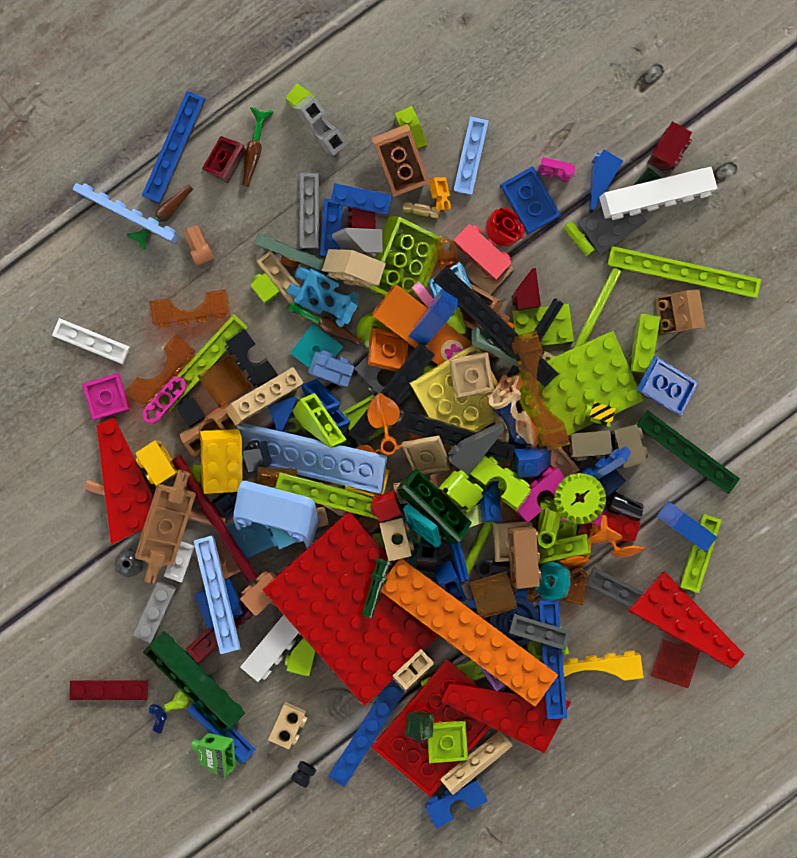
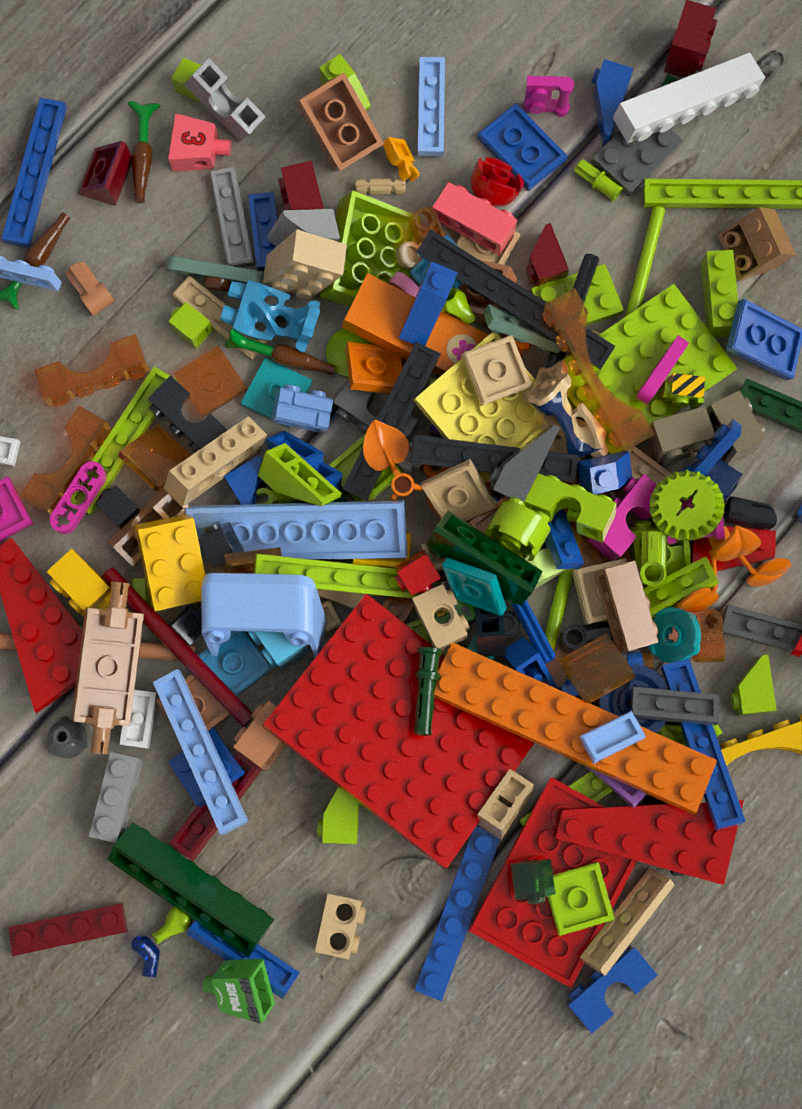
camera: 10 degrees left, 10 degrees down
(270, 650) = (294, 816): white brick -> none
(271, 332) = (210, 381): none -> clear orange tile
(294, 151) = (195, 144): none -> coral torso
(303, 774) = (377, 995): black wheel -> none
(361, 199) = (296, 173): blue plate -> none
(430, 268) = (407, 256): none -> tan tile
(491, 646) = (612, 737): none -> light blue tile
(588, 395) = (662, 370): none -> dark pink beam
(598, 628) = (755, 690): none -> lime slope

